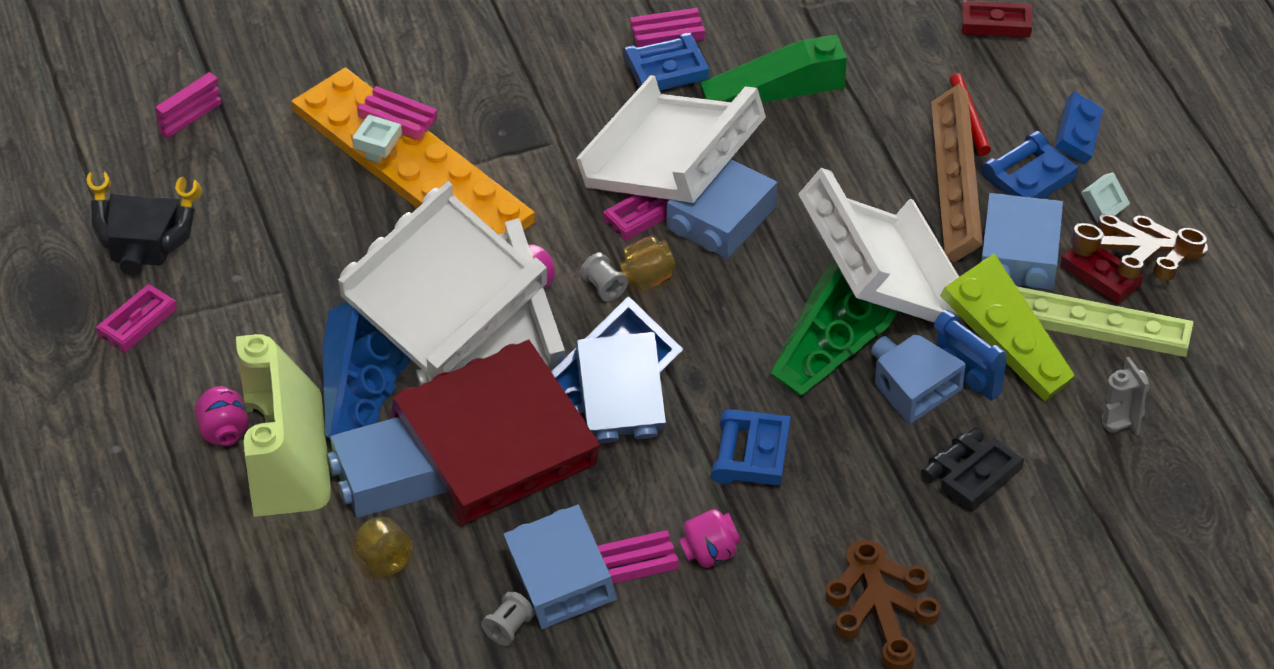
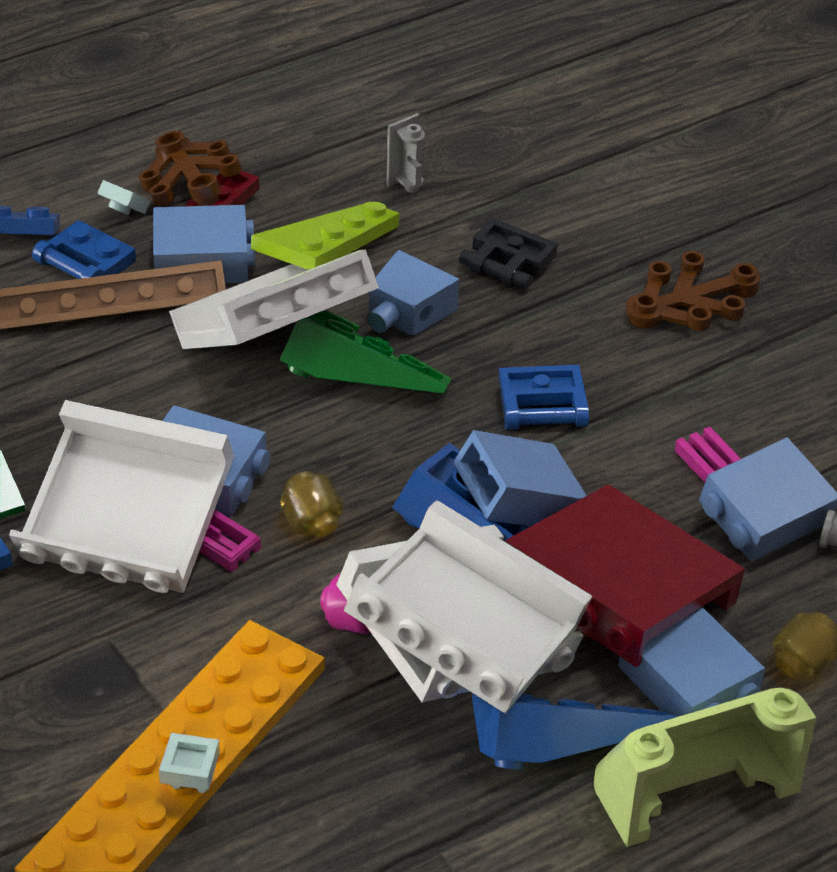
camera: 105 degrees left, 5 degrees down
(221, 416) = (690, 835): dark pink head -> none
(400, 109) = (128, 742): dark pink tile -> none
(603, 277) = (340, 540): light grey bush -> none
(710, 538) = (677, 403): dark pink head -> none
(983, 362) = (387, 240): blue plate -> none
(1110, 322) = (284, 193): yellowish green tile -> none

